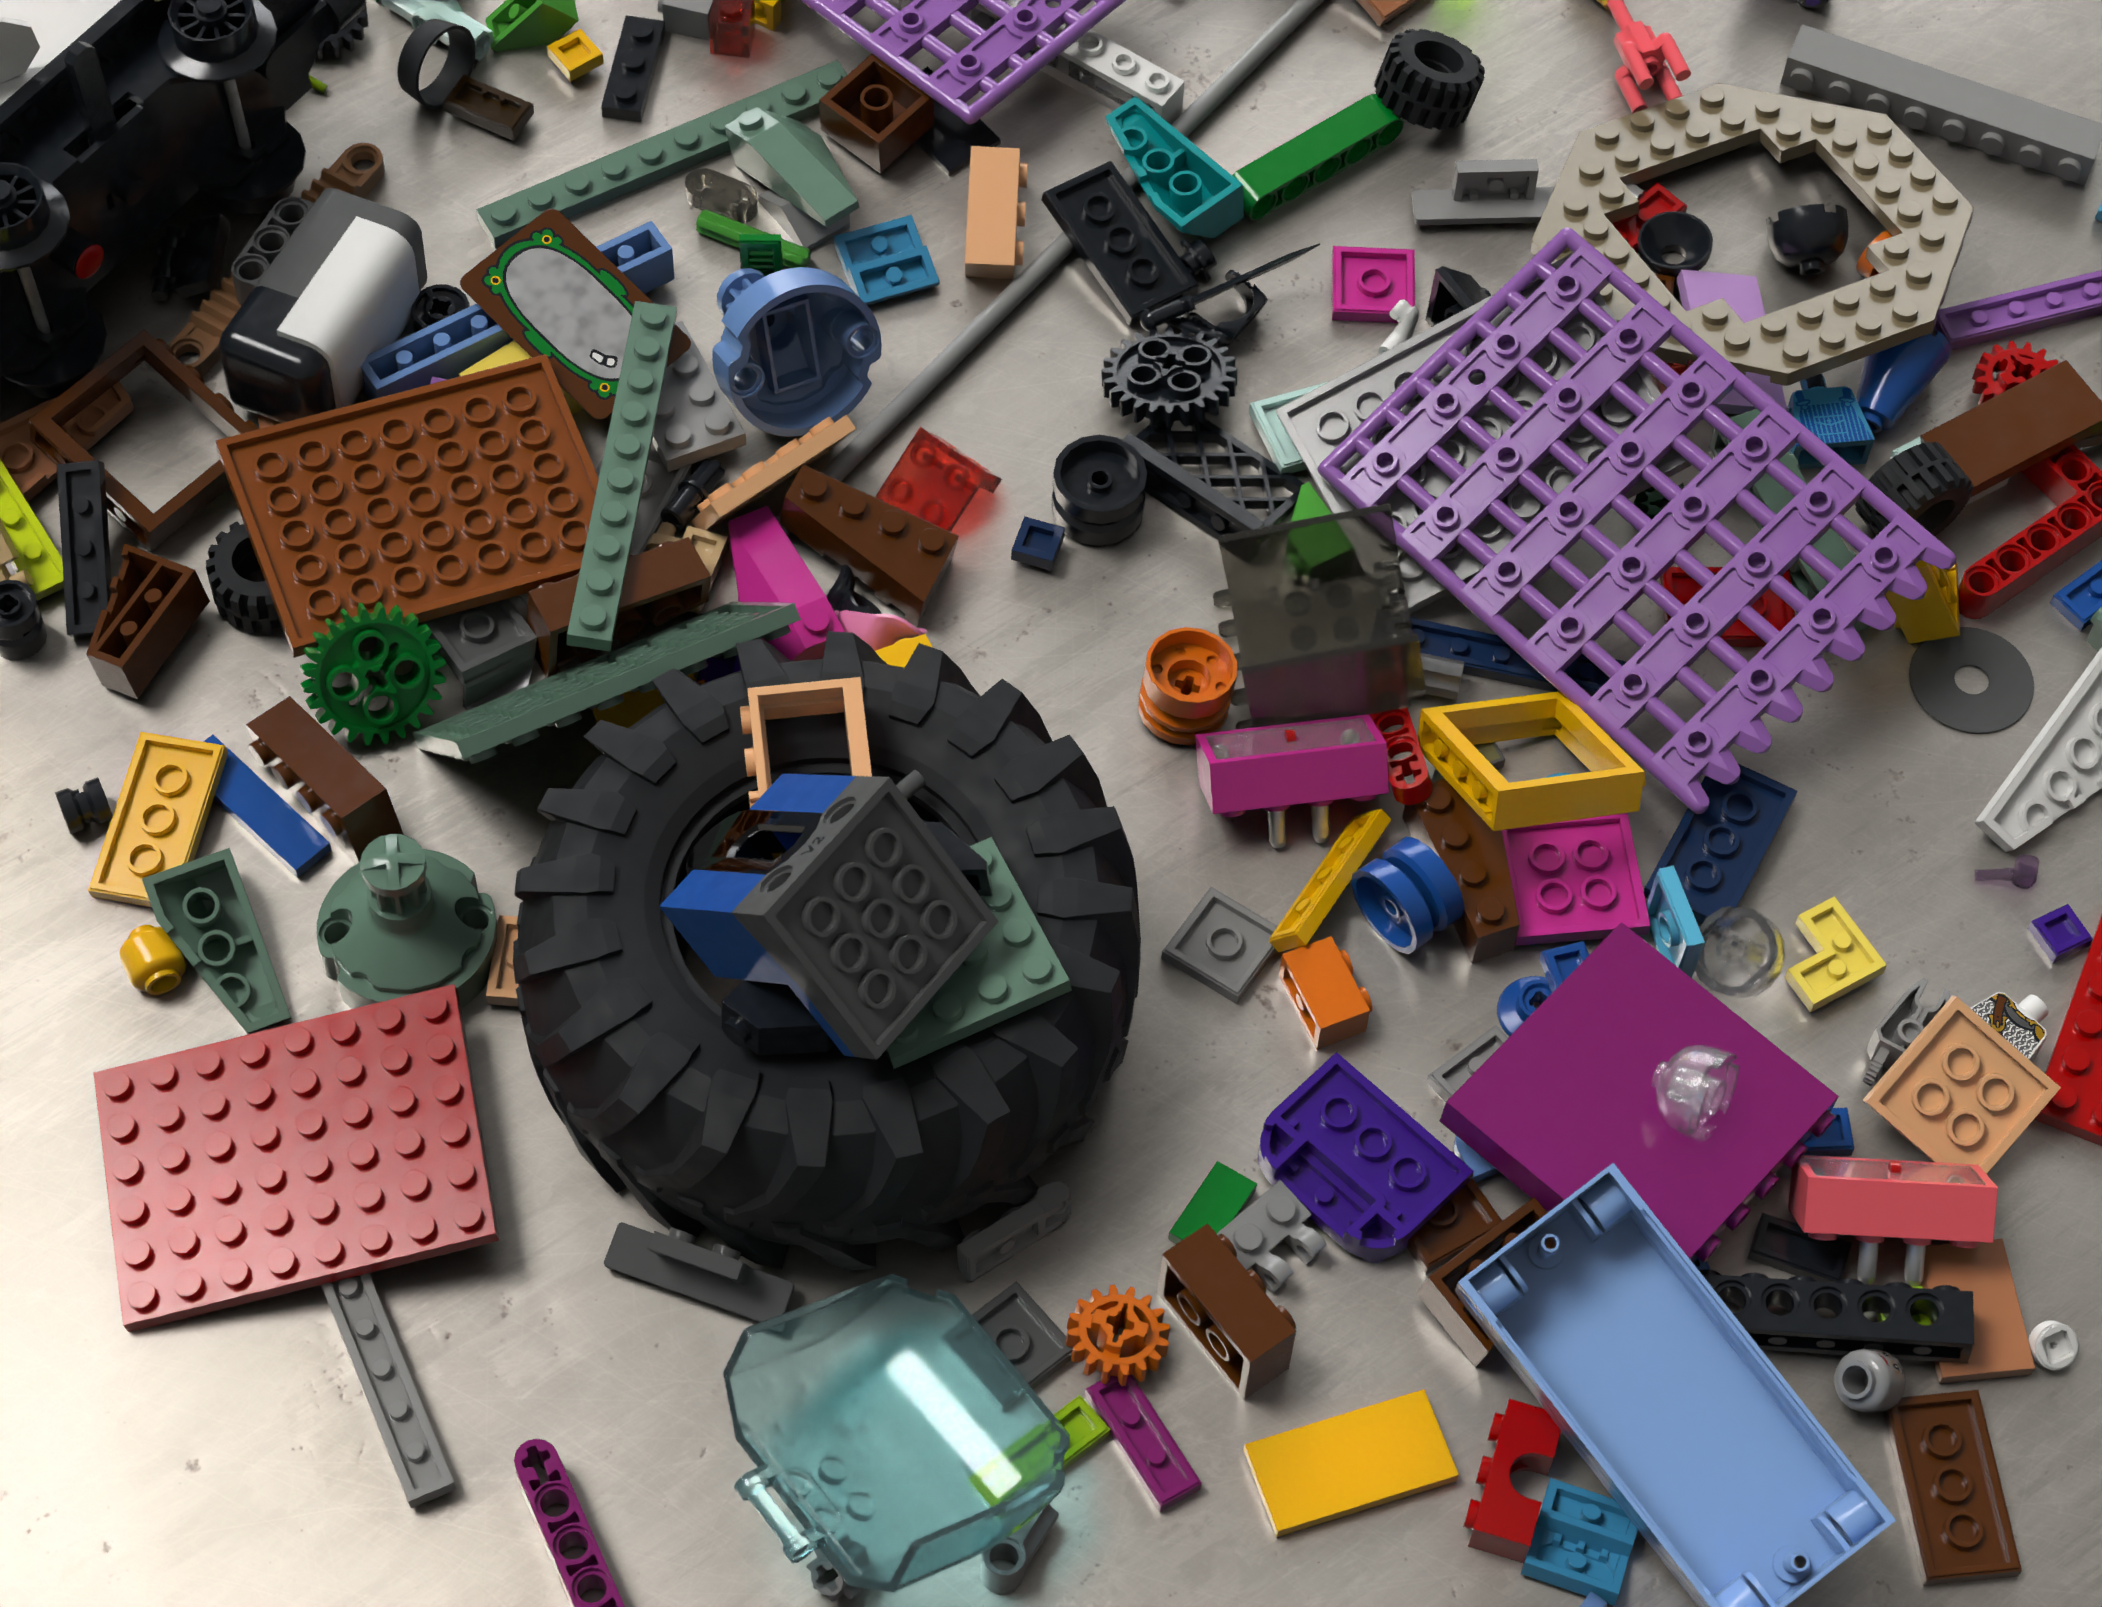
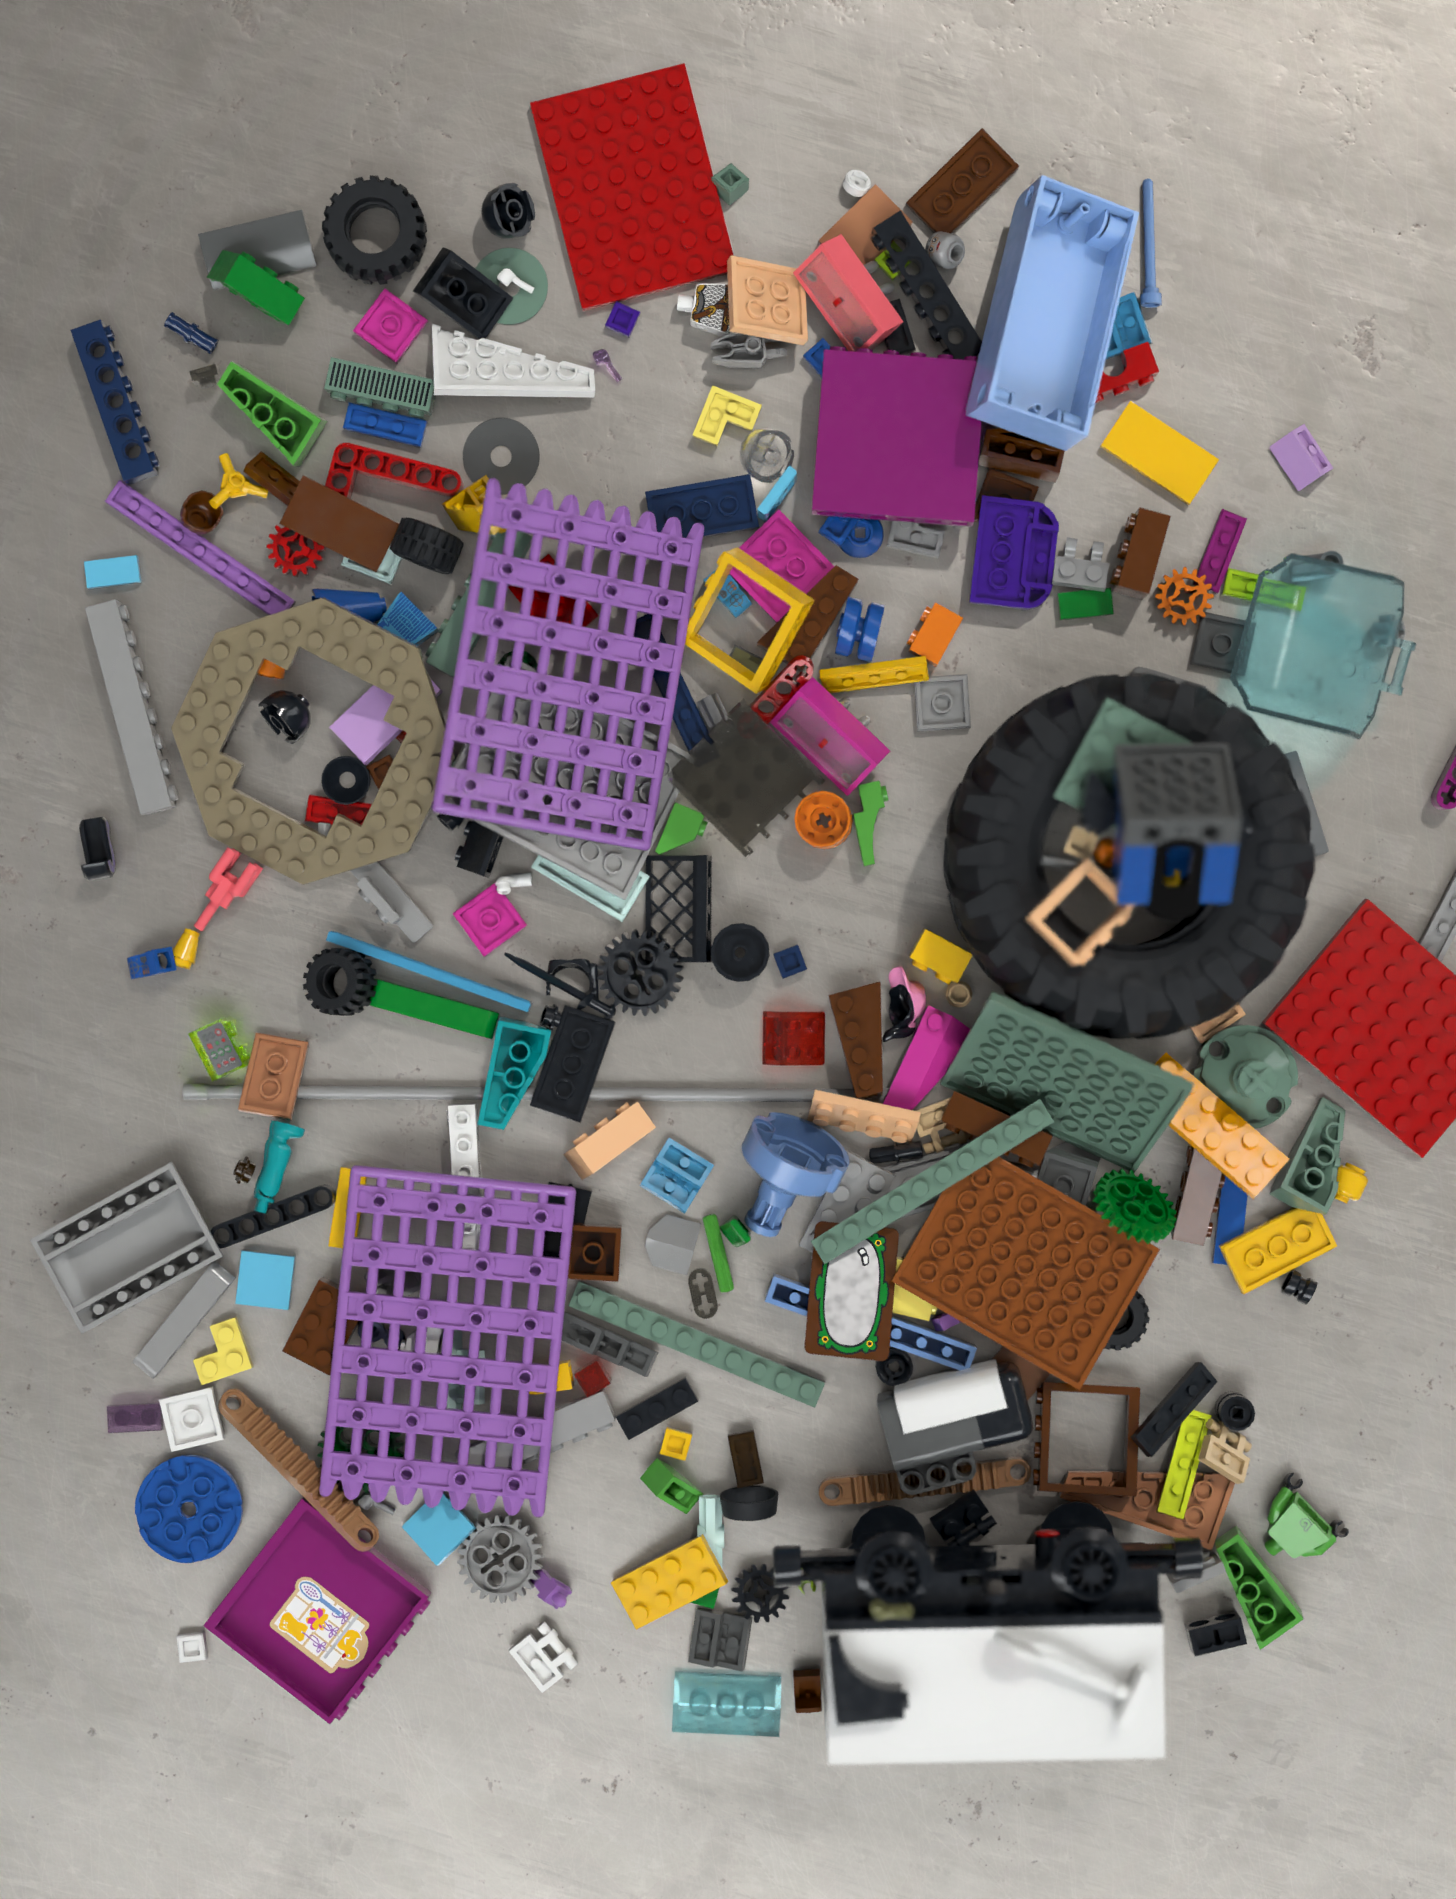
camera: 120 degrees left, 30 degrees up
(144, 619) = (1185, 1348): reddish brown wedge -> none
(339, 812) = (1224, 1135): none -> light orange plate
(753, 68) = (607, 1344): none -> dark grey slope
(791, 163) = (657, 1270): sand green wedge -> none
(1165, 767) = (872, 799): none -> bright green slope
(1360, 181) = (429, 971): none -> dark azure tile
(1694, 1088) = (886, 410): clear cylinder -> none

